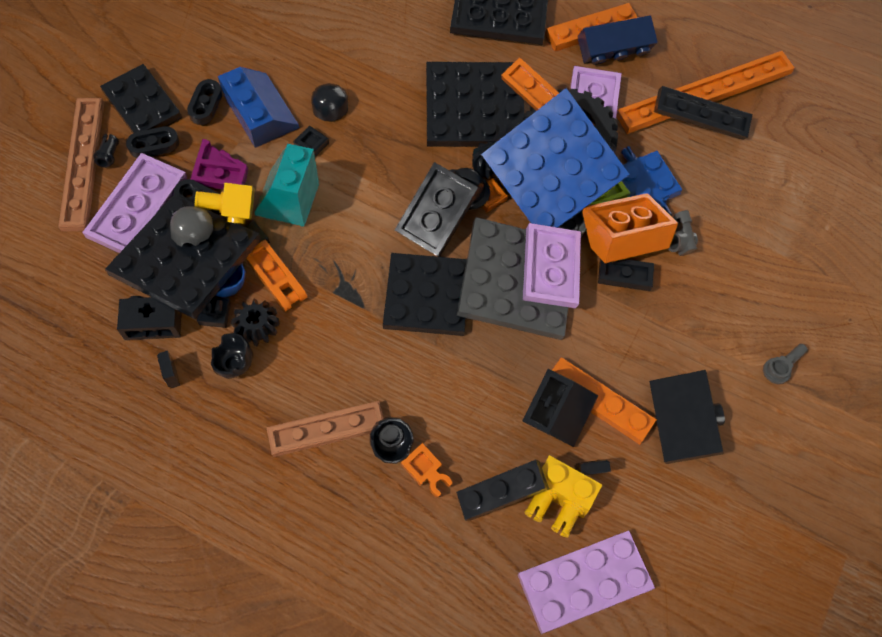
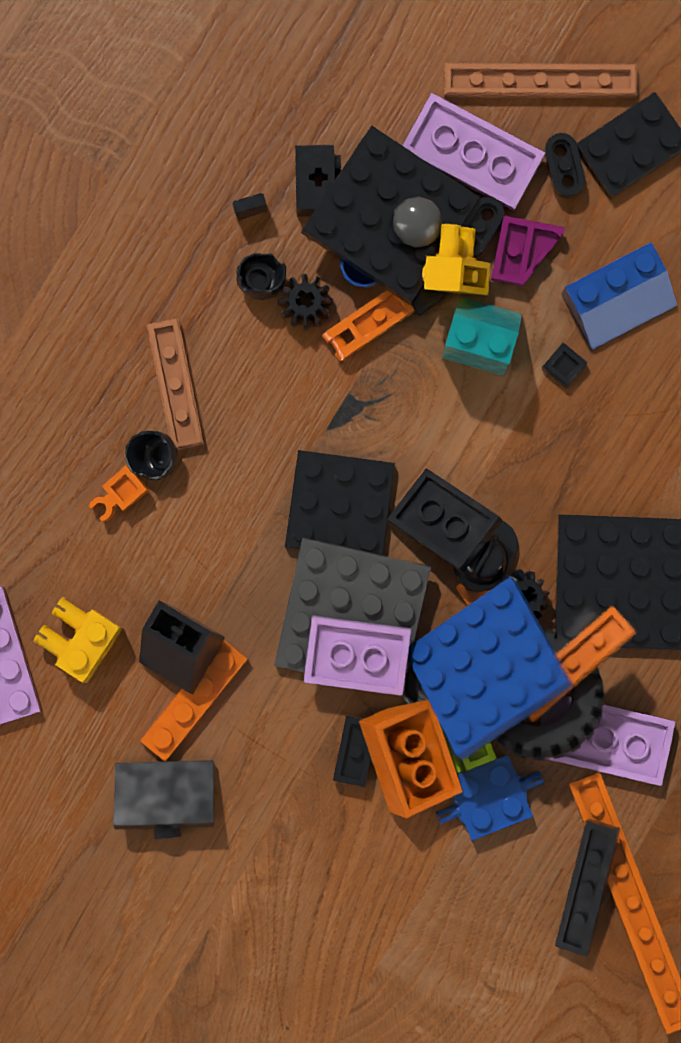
camera: 100 degrees right, 20 degrees up
(104, 156) = (553, 109): black pin -> none
(204, 104) = (627, 225): black plate -> none
(215, 313) = (322, 259): black tile -> none
(329, 102) = (626, 389): black hair -> none
(502, 490) = (86, 574): black plate -> none
(593, 467) = (110, 678): black tile -> none
(684, 239) = (403, 831): dark grey plate -> none
(779, 369) = (220, 920): dark grey plate -> none

